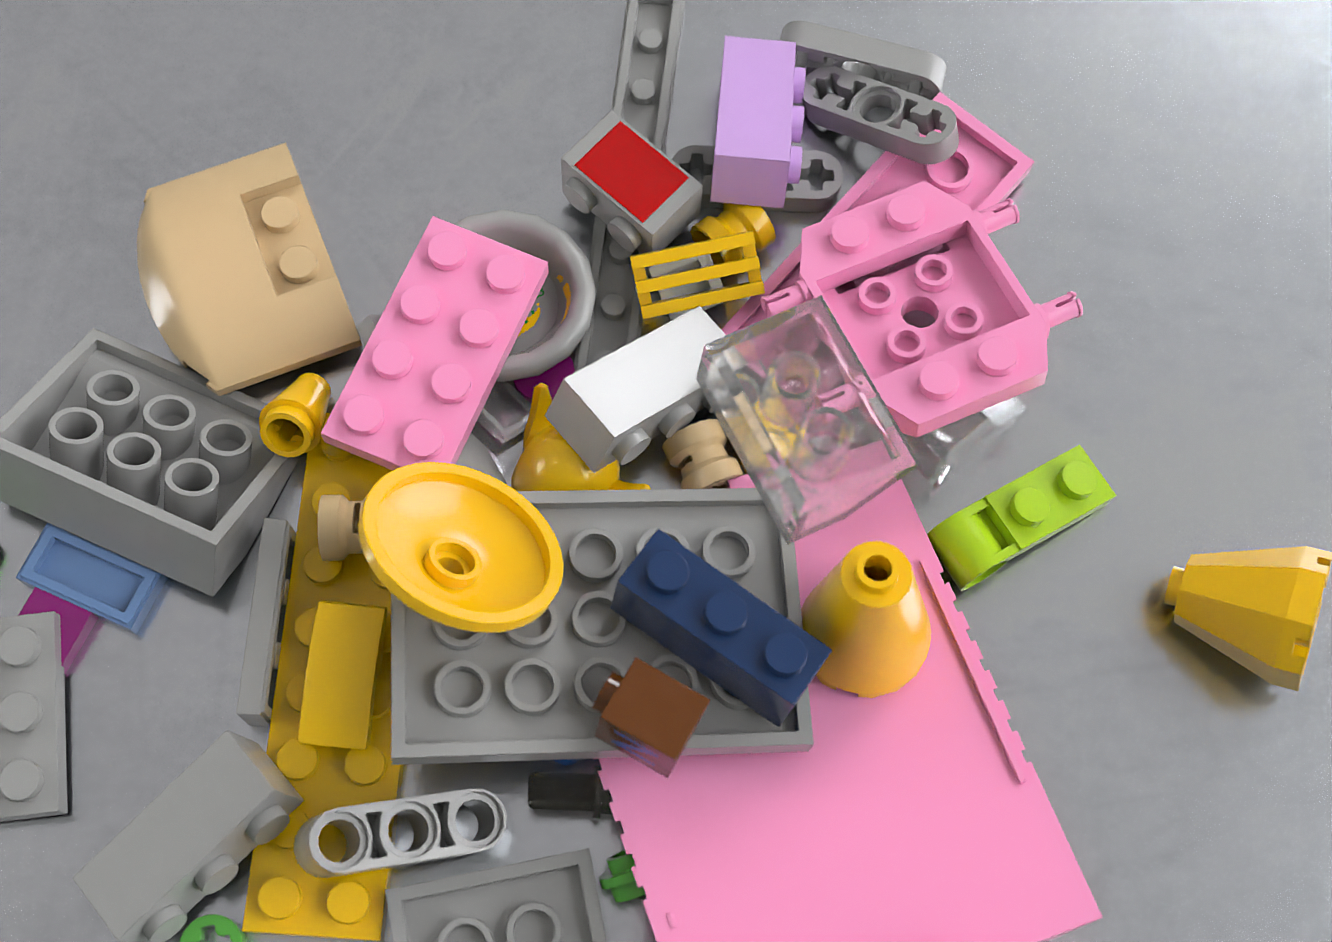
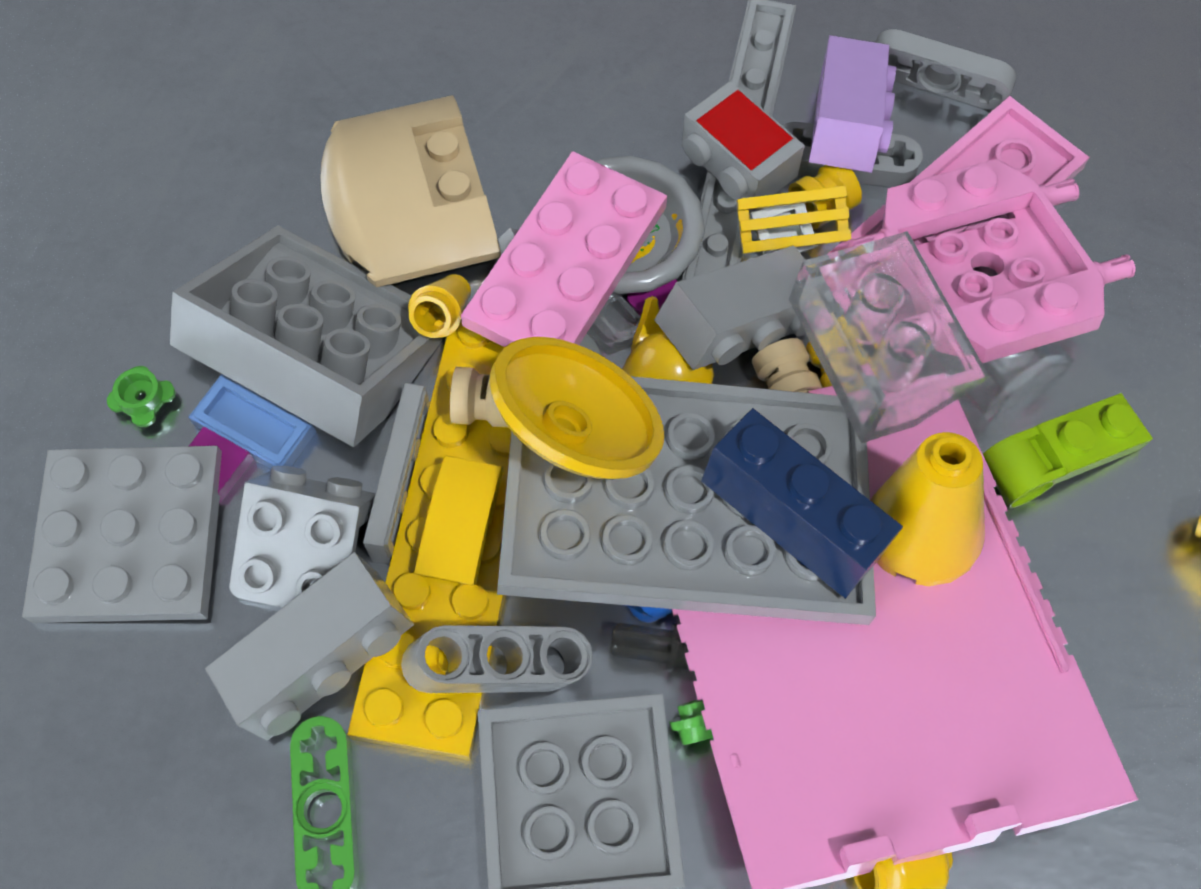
camera: 10 degrees right, 5 degrees down
(157, 705) = (294, 533): none -> bracket
(648, 715) = (731, 570): reddish brown brick -> none
(893, 134) = (989, 120): light grey beam -> none

